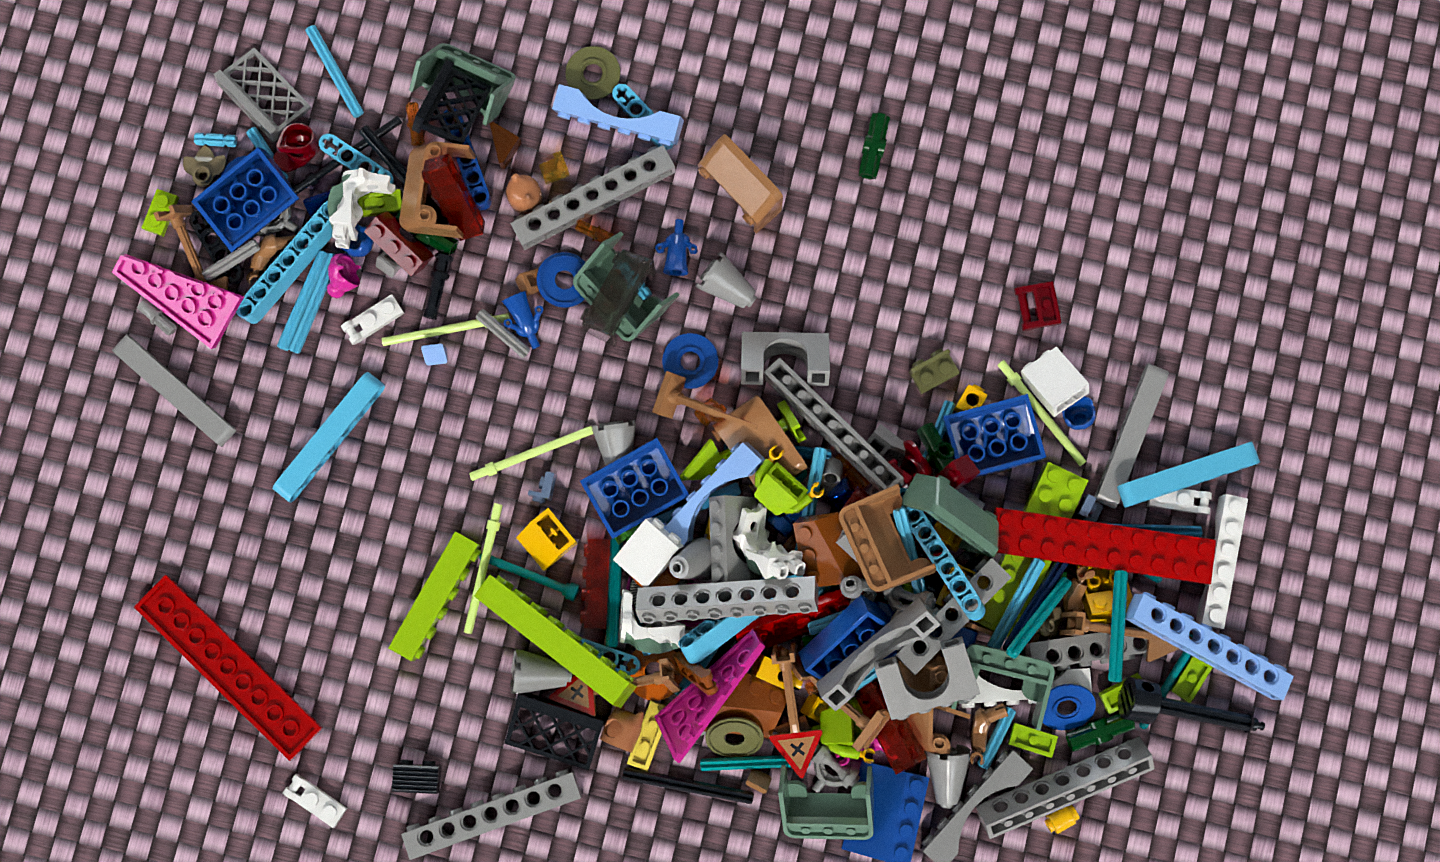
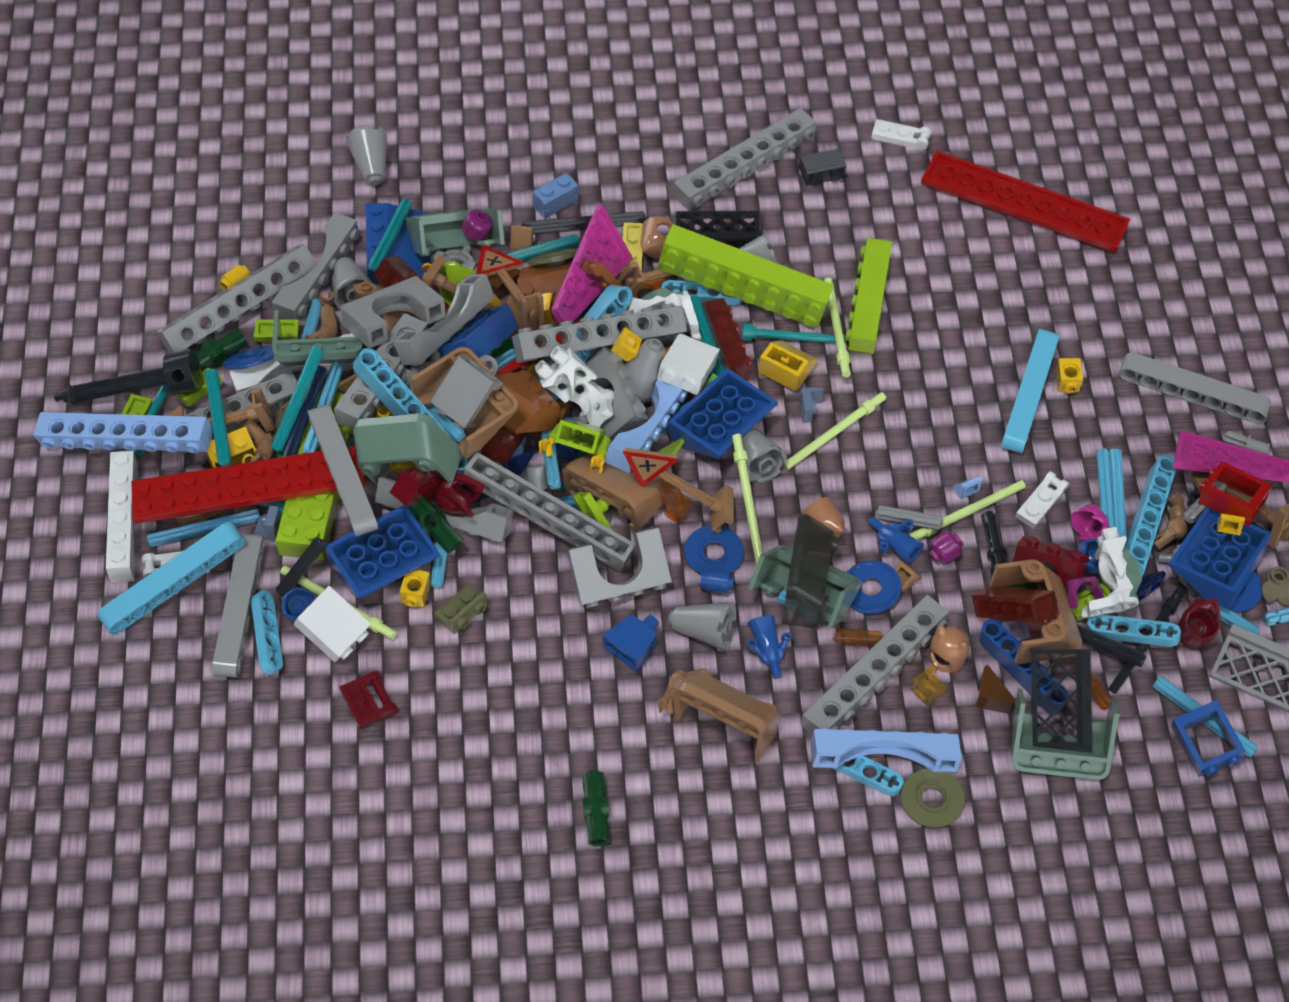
camera: 160 degrees right, 25 degrees down
(191, 230) = (1228, 504): none -> red window
(224, 218) = (1230, 524): none -> yellow slope
(289, 449) = (1069, 375): none -> yellow brick
(344, 62) = (1199, 716): none -> blue window
(394, 200) = (1074, 584): none -> magenta cap
(483, 293) = (945, 547): none -> magenta head
(582, 350) = (827, 514): none -> nougat piece
(637, 429) = (740, 458): none -> yellowish green bar
(700, 324) = (716, 581): none -> blue brick
(704, 578) = (627, 345): none -> yellow slope
(707, 825) = (555, 195): none -> medium blue brick
(771, 231) = (668, 699): none -> medium nougat arm
(793, 289) = (632, 640): none -> blue torso
(802, 801) = (476, 225): none -> magenta head
(885, 539) = (464, 391): none -> light grey panel
(895, 811) = (390, 234): none -> teal axle
(1016, 518) = (342, 470): none -> light grey beam
(1069, 449) = (301, 566): none -> black axle
(1109, 398) = (264, 609): none -> medium azure beam

